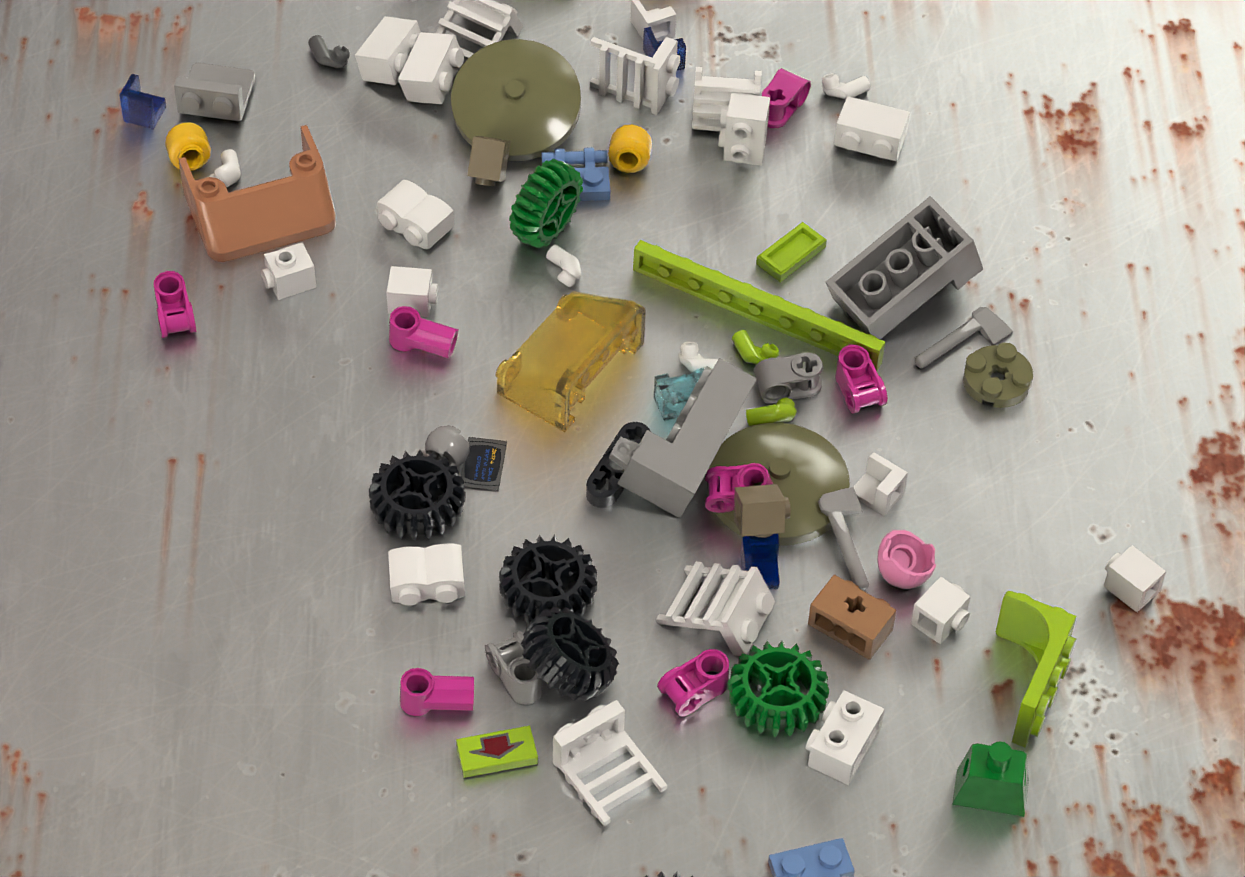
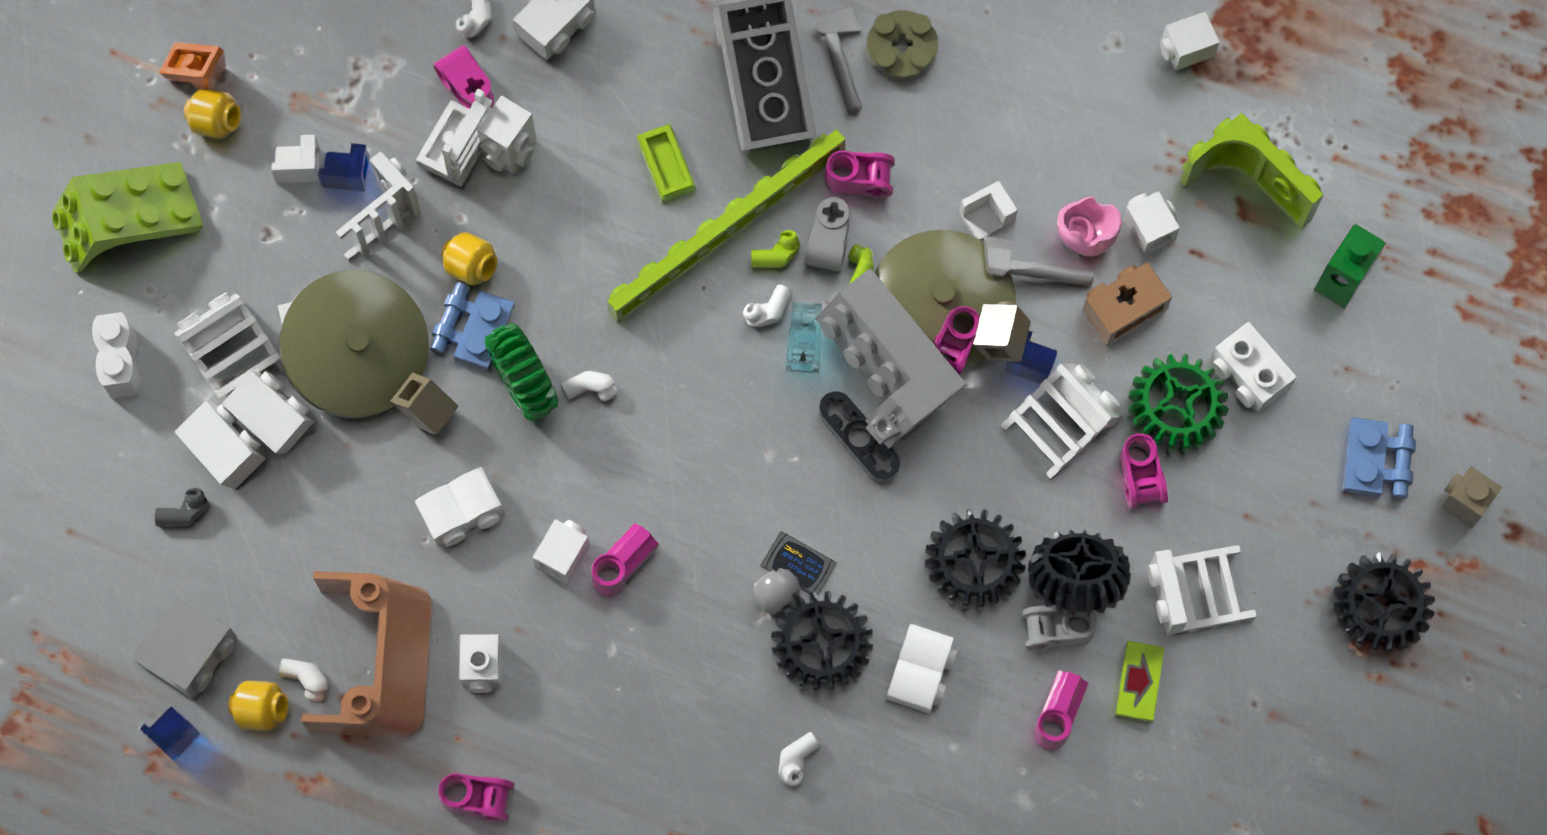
camera: 65 degrees left, 20 degrees up
(304, 513) = (793, 757): none -> white arm
(568, 354) = (718, 426): clear yellow windscreen -> none

